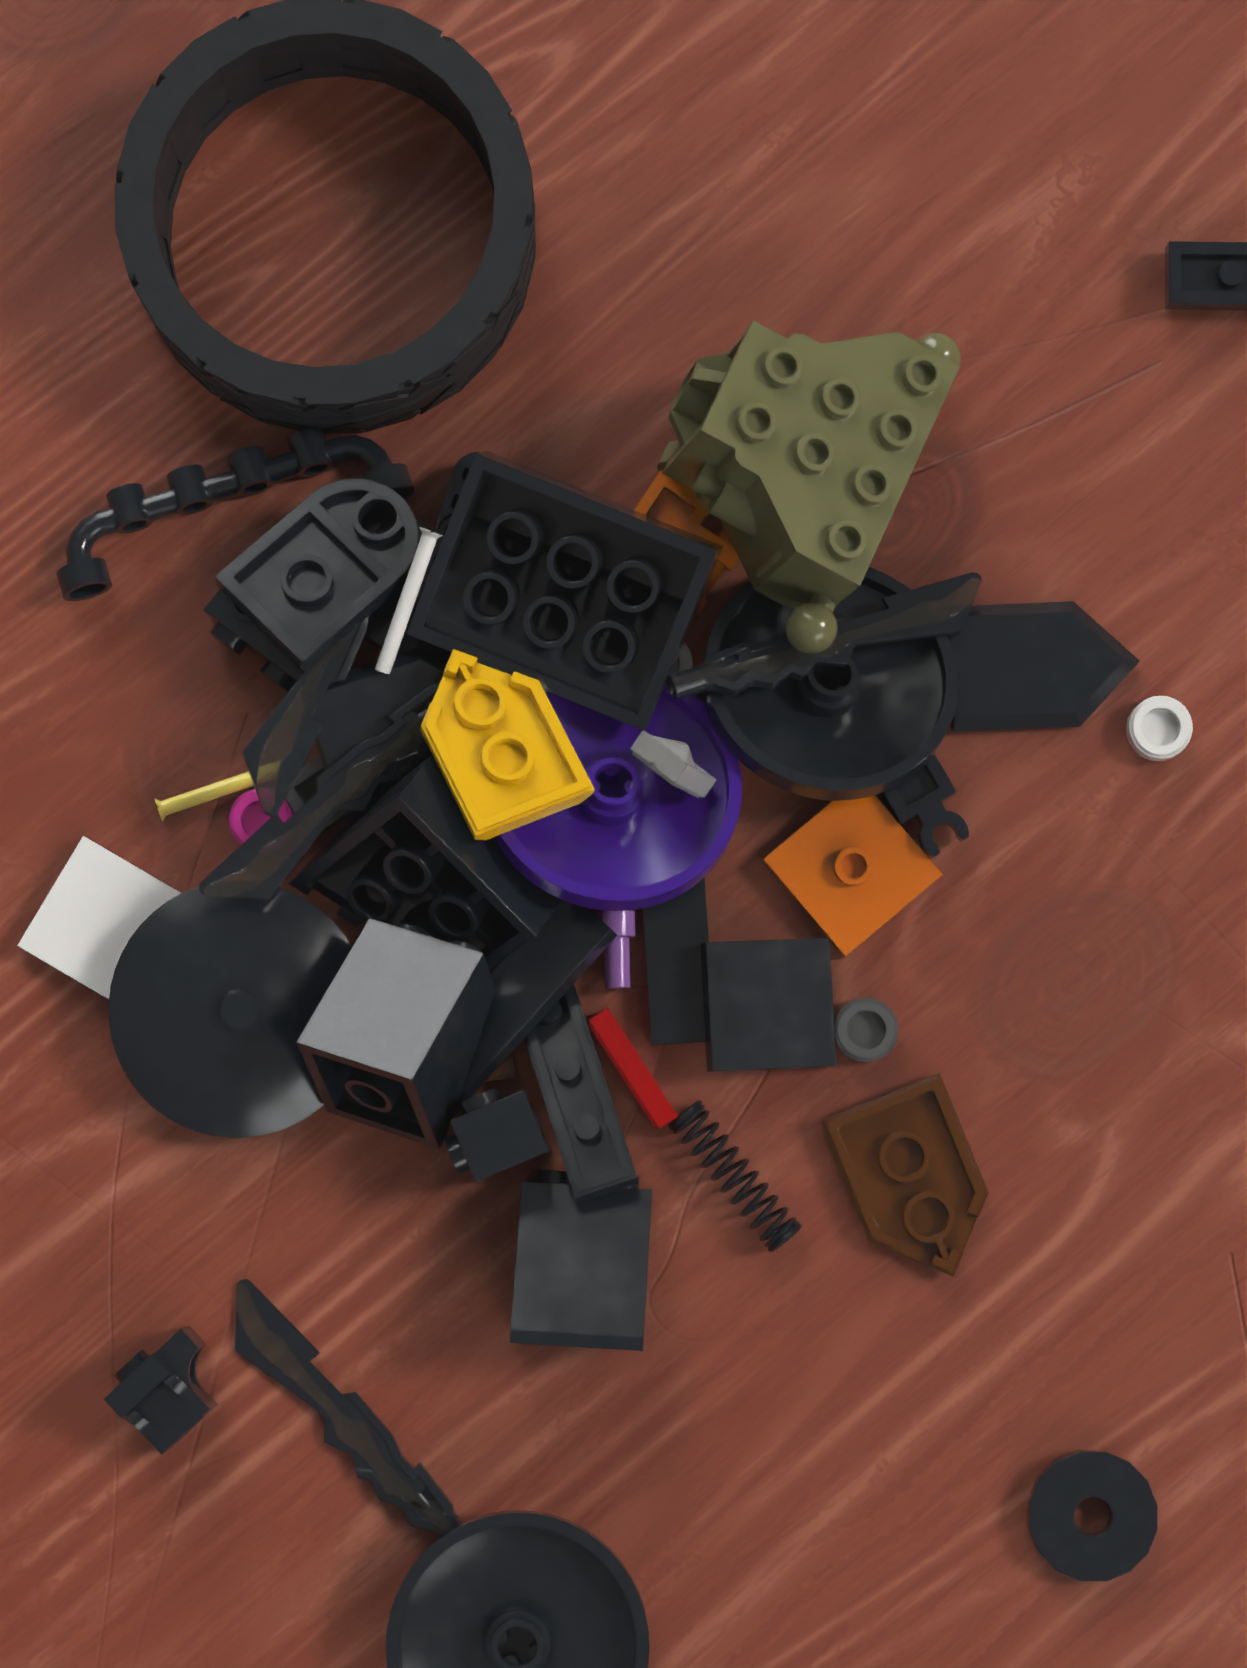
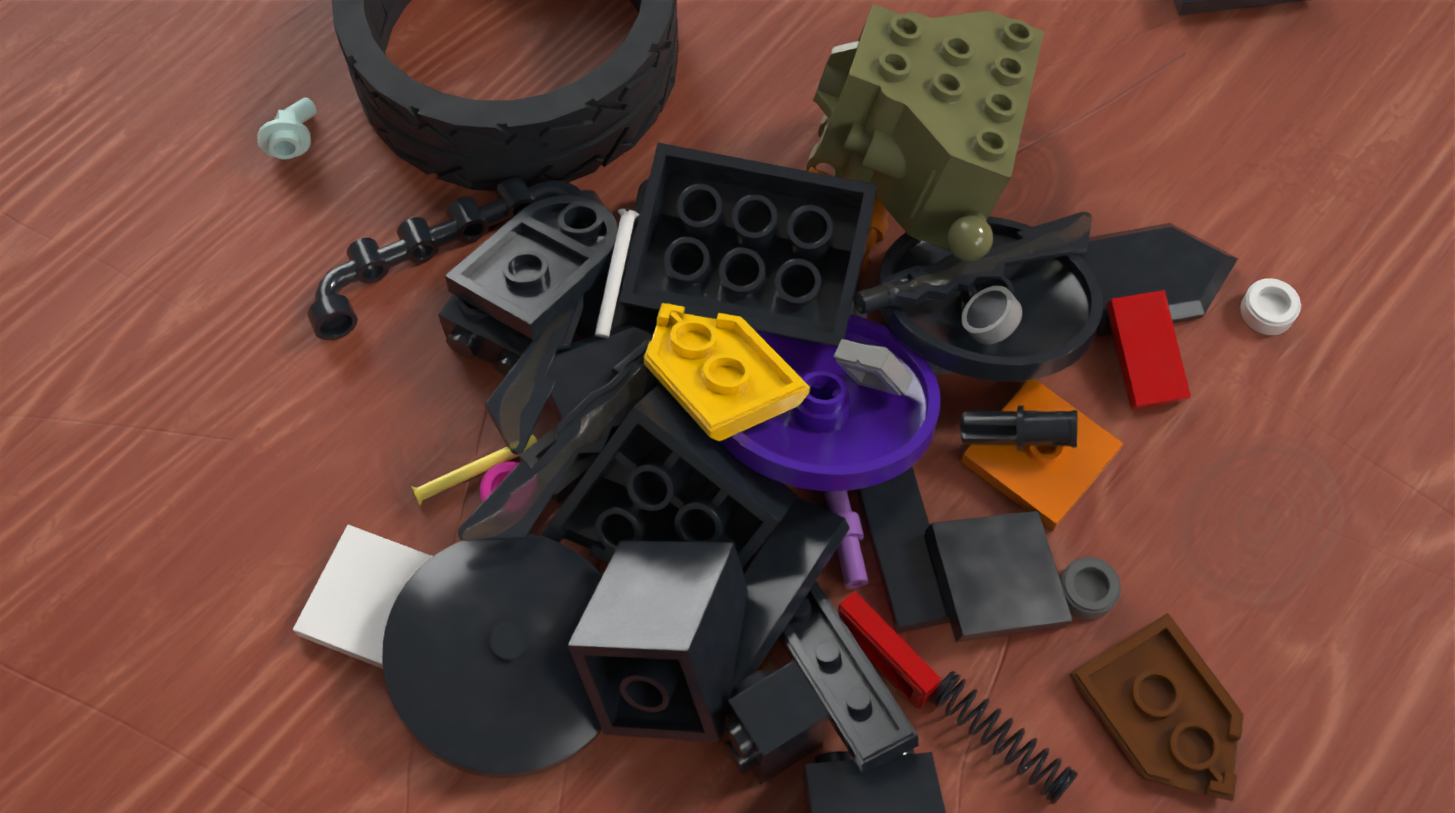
camera: 10 degrees left, 20 degrees down
(43, 324) = (286, 135): none -> light aqua plate
(818, 719) = (992, 315): none -> tile
(826, 847) = (1020, 428): none -> black axle
(923, 798) = (1089, 383): black plate -> none
(999, 766) = (1148, 350): none -> red tile

